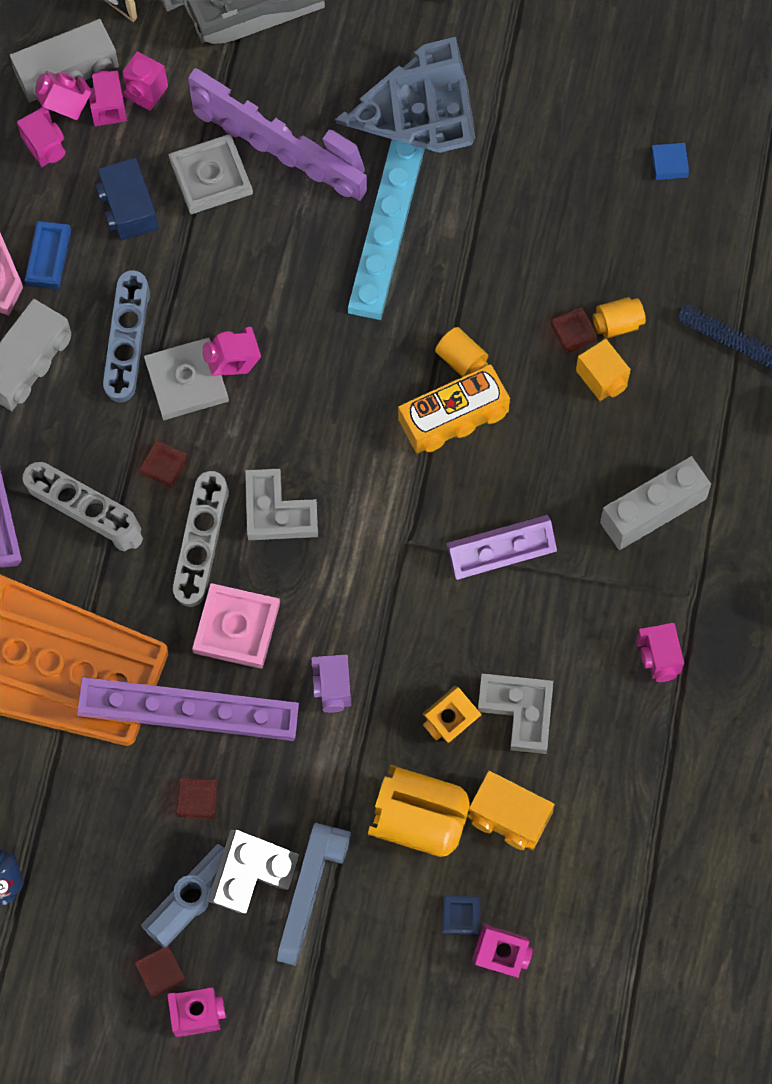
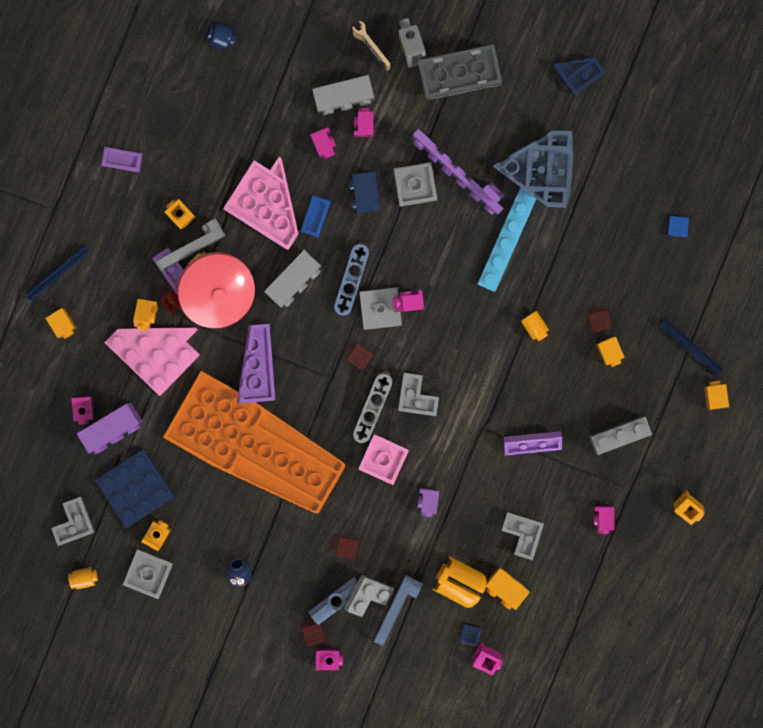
camera: 10 degrees right, 20 degrees up
(62, 93) = (339, 120): dark pink brick -> none
(123, 531) = (311, 374): light grey beam -> none
(144, 81) = (387, 118): dark pink brick -> none
(188, 709) = (350, 503): medium lavender plate -> none
(454, 410) = (524, 359): brick -> none
(464, 715) = (486, 537): light orange brick -> none
(618, 317) = (626, 320): light orange brick -> none

